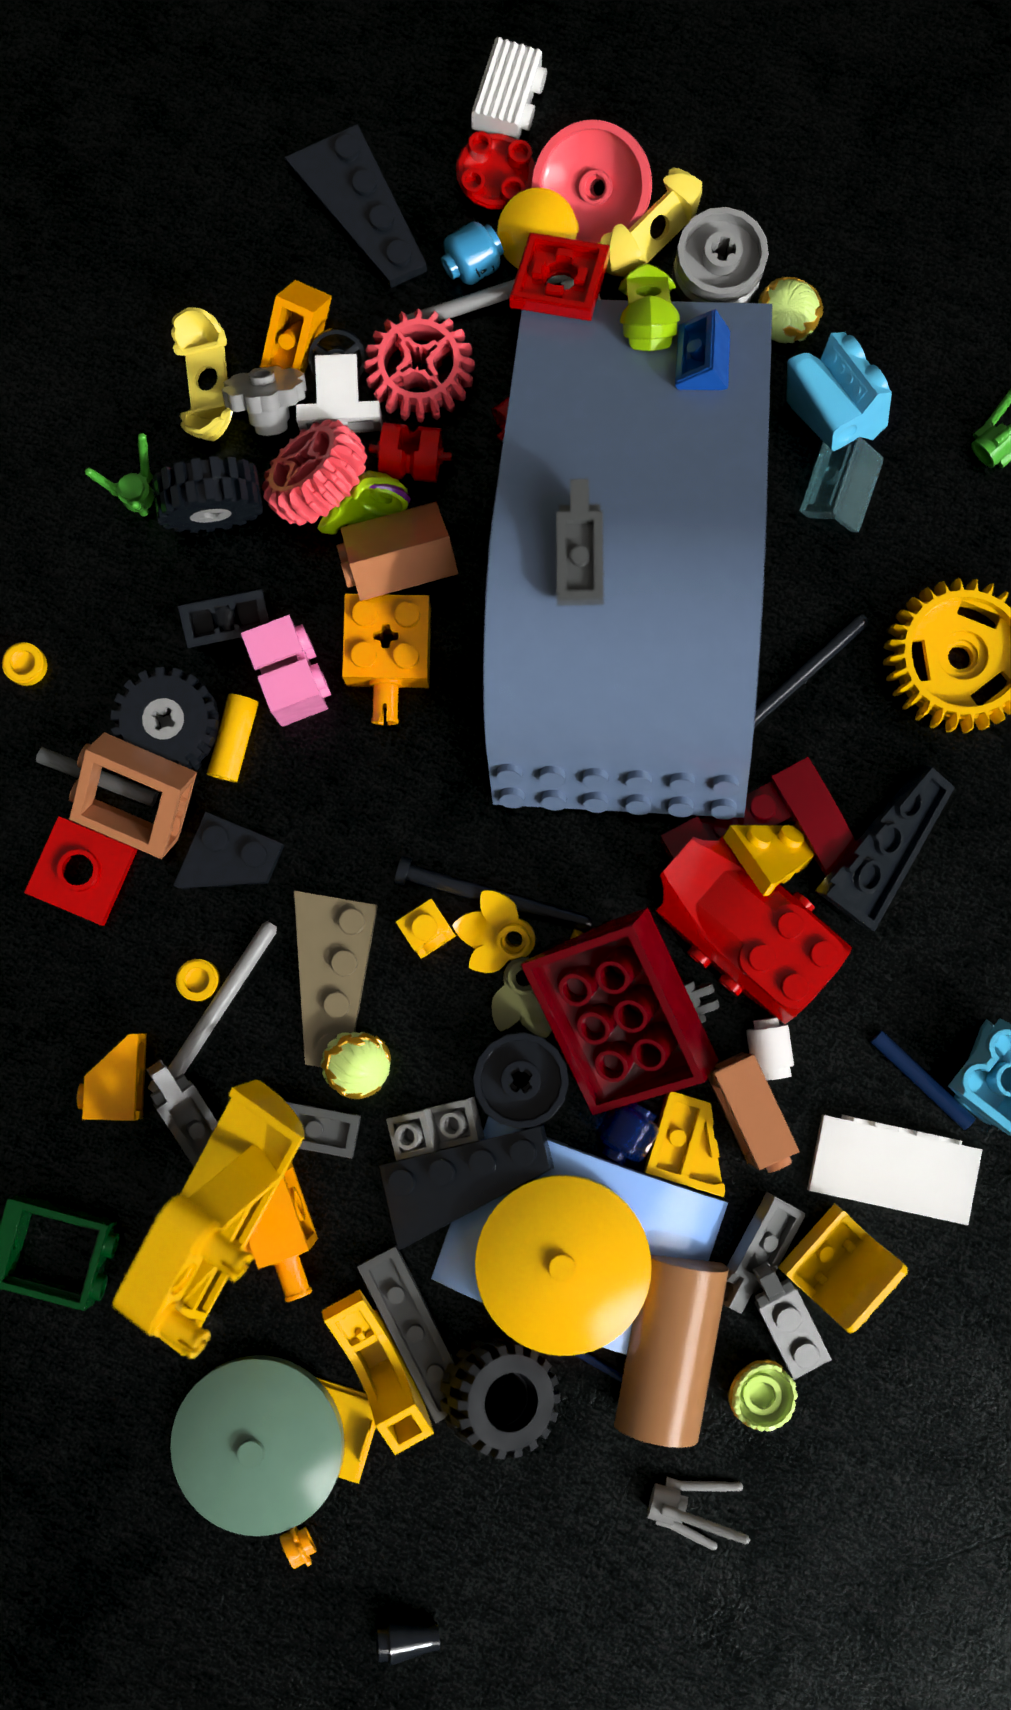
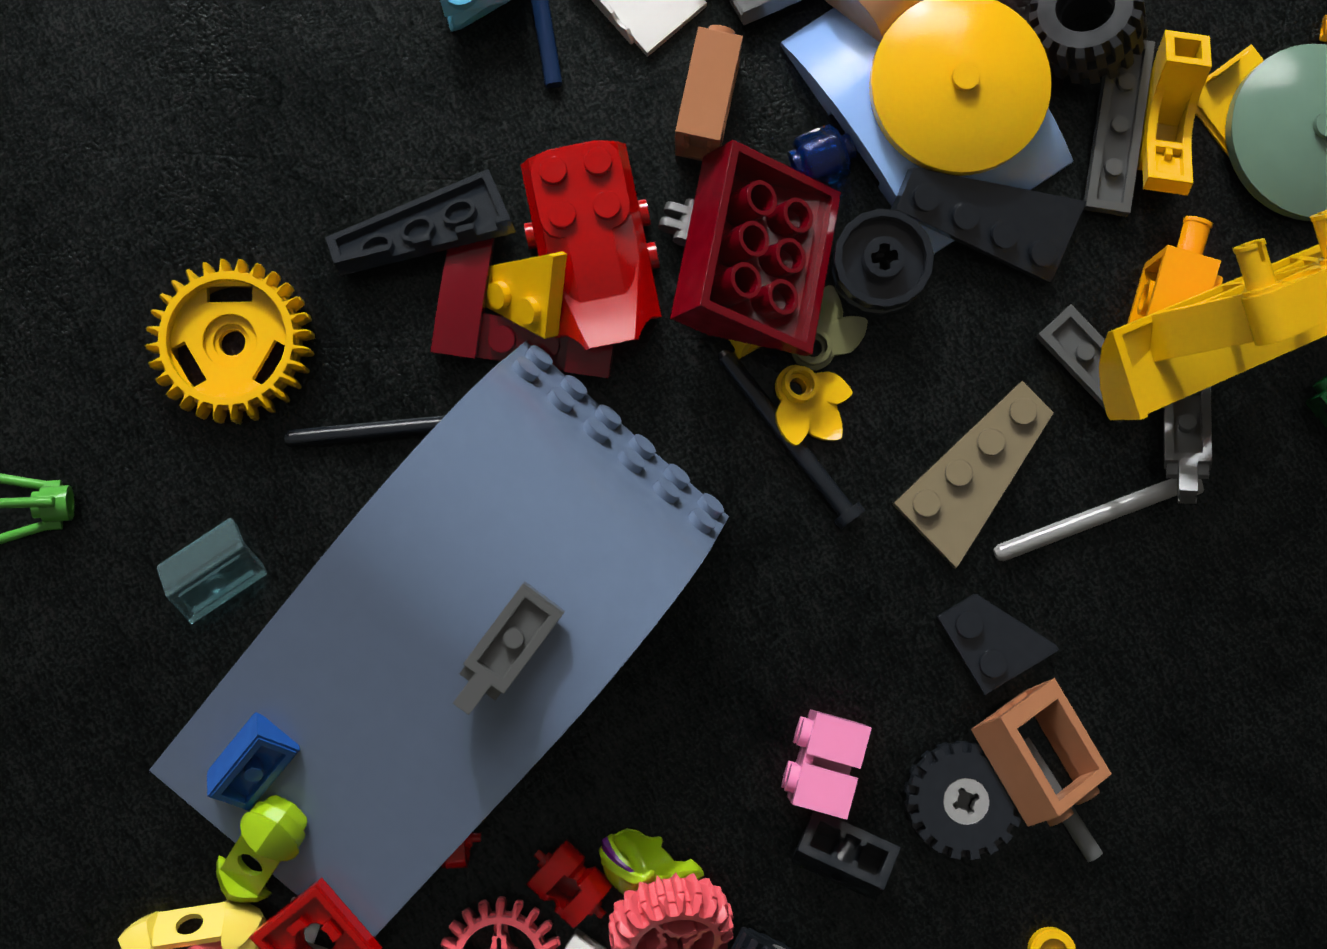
camera: 140 degrees left, 0 degrees up
(110, 867) = (1100, 717): red piece -> none
(116, 1083) = (1229, 512): light orange slope -> none
(198, 980) = (1094, 553): yellow tile -> none
(232, 737) = (914, 742): yellow piece -> none
(356, 1064) = (1011, 378): yellowish green hair -> none
(386, 668) = (747, 721): light orange brick -> none
(396, 551) = (651, 798): nougat brick -> none
(425, 928) = (867, 450): yellow brick -> none
(435, 1128) = (980, 279): light grey slope -> none
(686, 1145) = (782, 109): yellow wing -> none
(720, 257) = (134, 858): light grey wheel -> none
(771, 1047) = (651, 136): white brick -> none
(794, 308) = (126, 759): yellowish green hair -> none
(840, 393) = (154, 645): medium azure piece -> none

